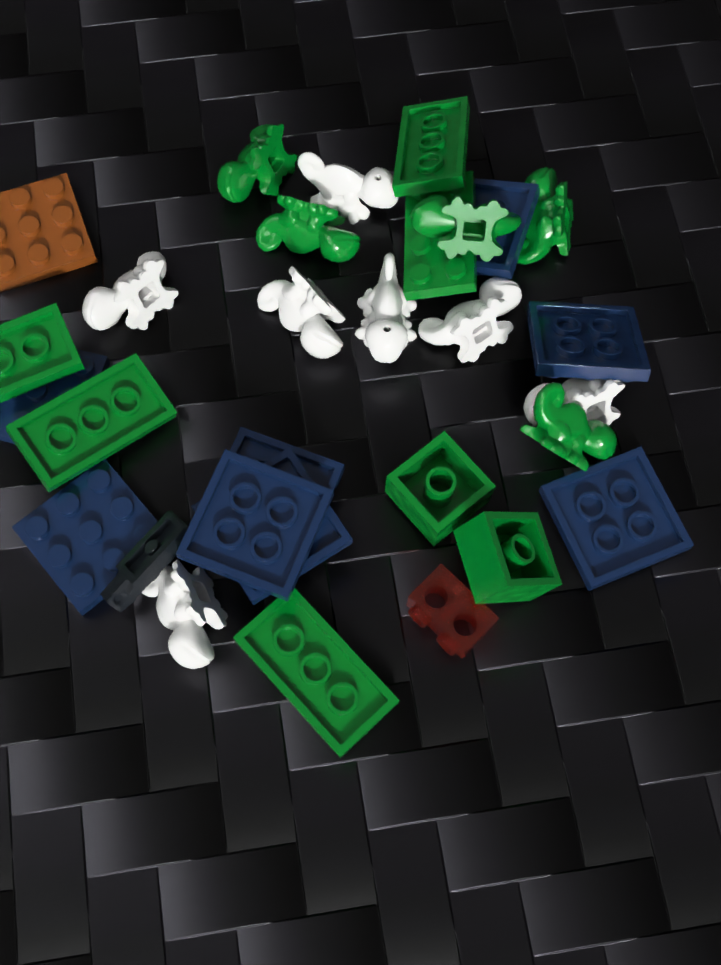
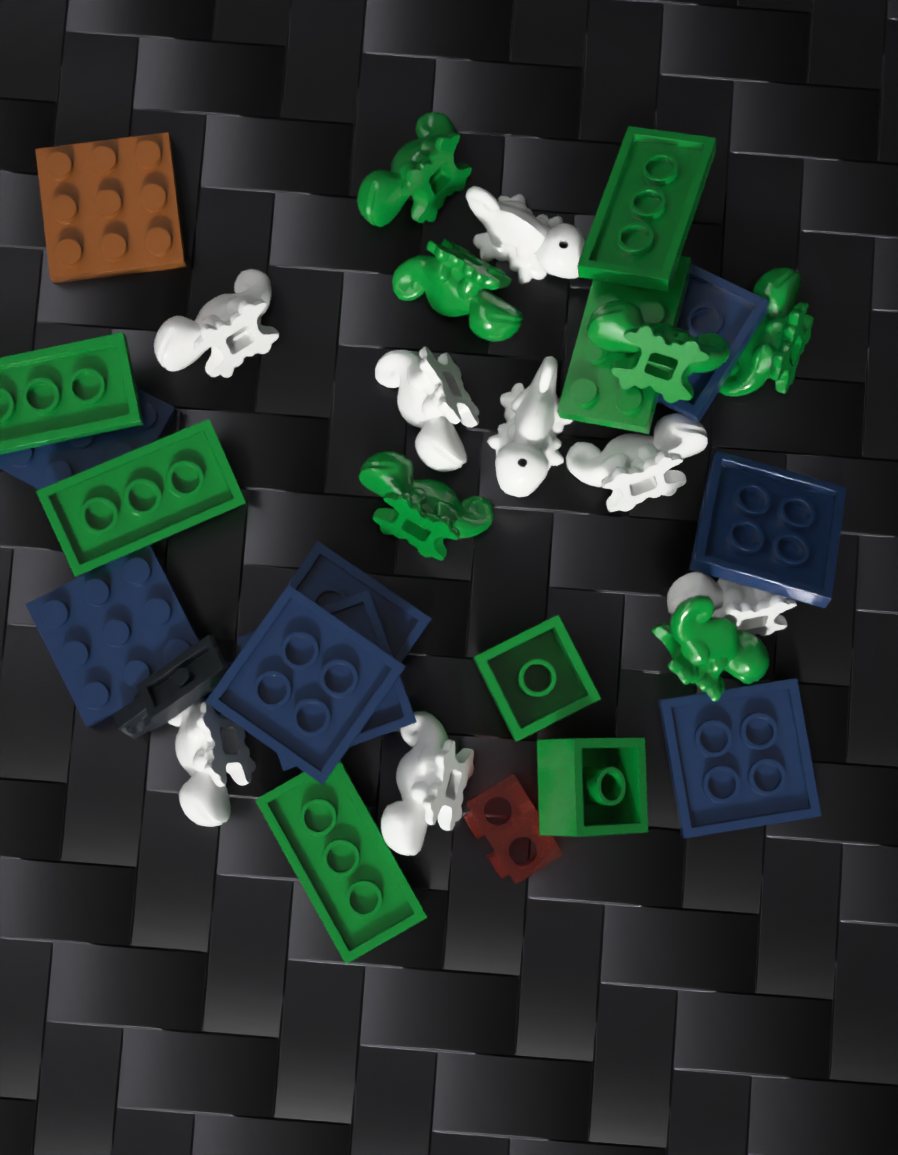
camera: 15 degrees right, 15 degrees up
(319, 386) = (422, 508): none -> green animal
(373, 591) = (429, 784): none -> white animal

